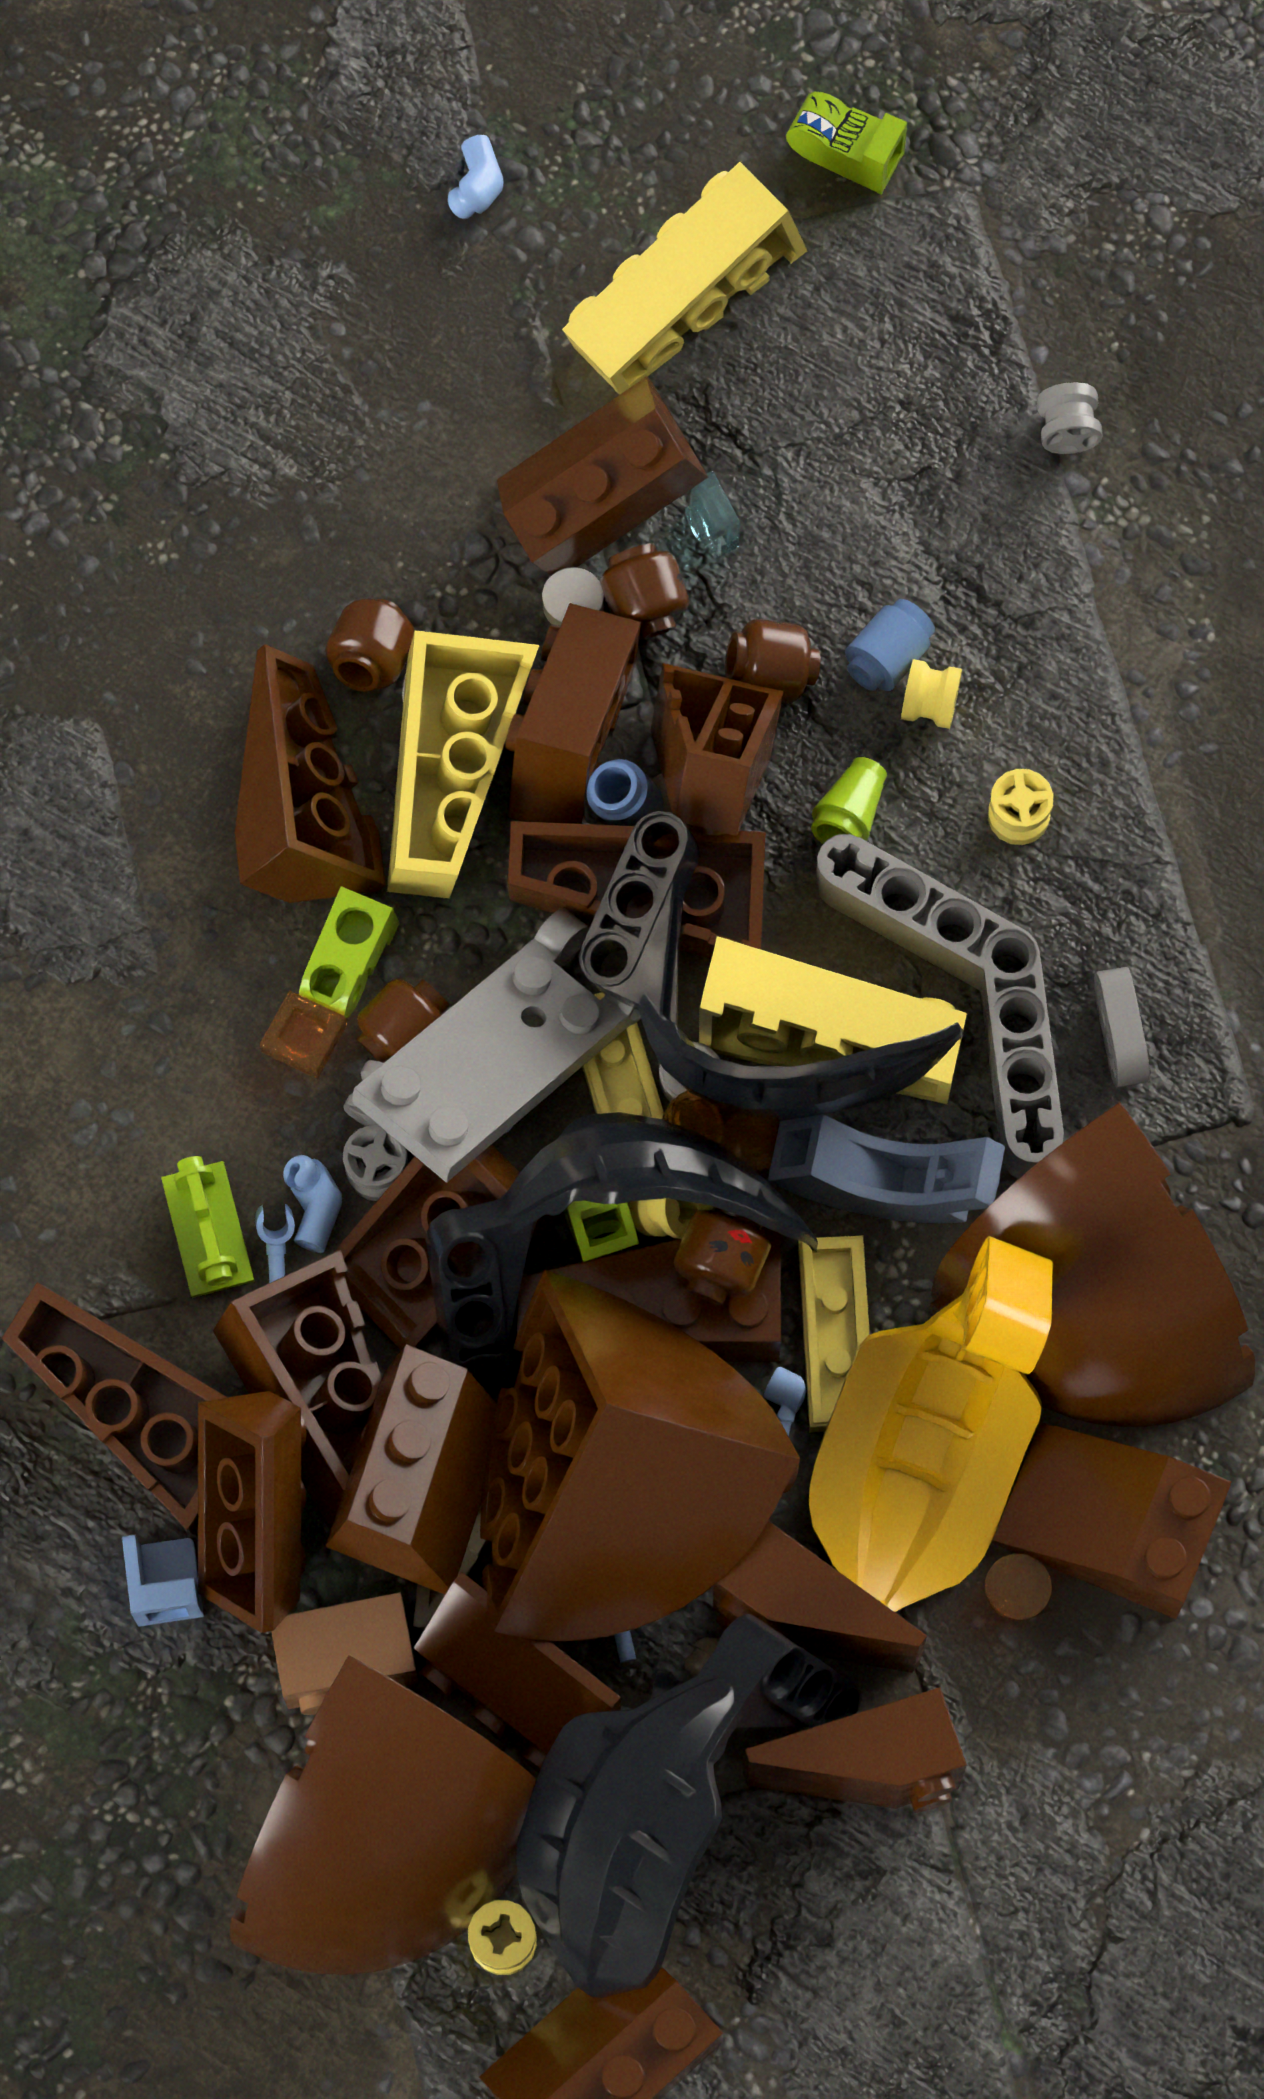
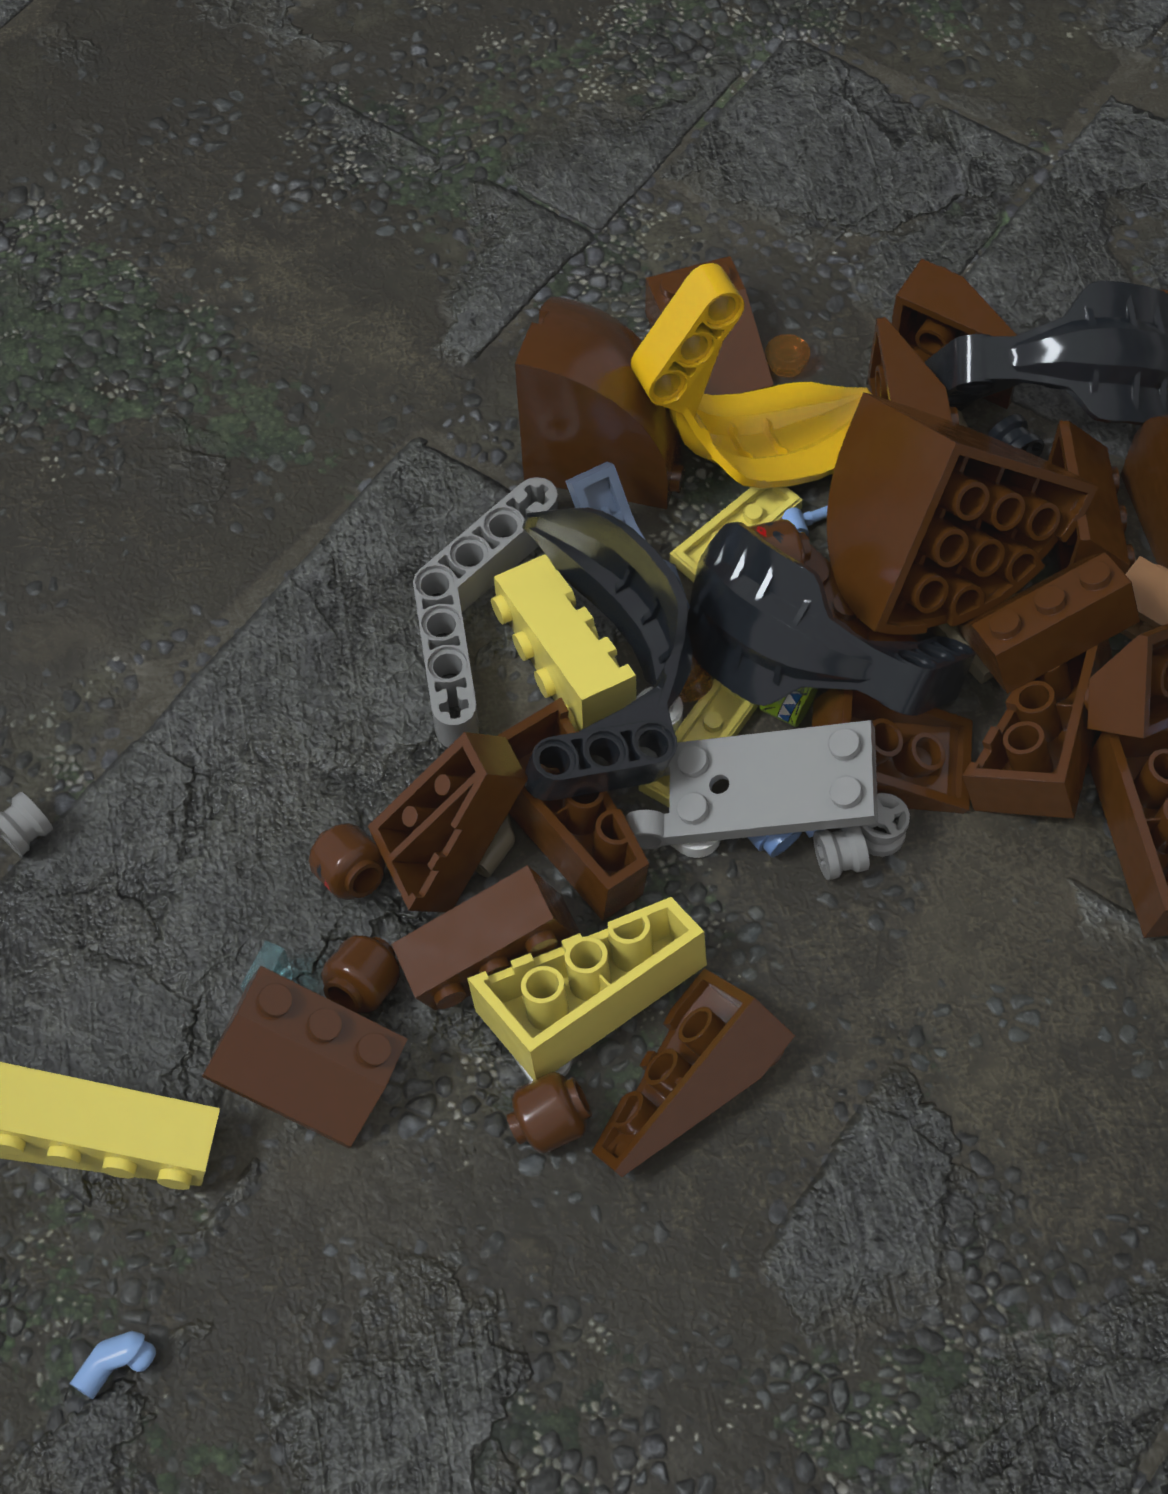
camera: 130 degrees left, 10 degrees down
(207, 1227) = (1015, 885): lime hinge -> none
(275, 1242) = (980, 844): light blue hand -> none
(303, 1034) = (846, 932): clear orange plate -> none
(318, 1197) = (933, 840): light blue arm -> none
(347, 951) = (769, 947): lime leg -> none
(398, 1016) = (786, 874): reddish brown head -> none
(573, 587) = (404, 1016): white tile -> none
(622, 793) = (519, 851): medium blue brick -> none
(850, 802) = (406, 750): lime cone -> none
(888, 645) = (277, 806): medium blue brick -> none
(931, 694) = (291, 758): light yellow wheel -> none
(1022, 792) = (326, 649): light yellow wheel -> none
(1121, 1027) = (423, 517): light grey beam -> none

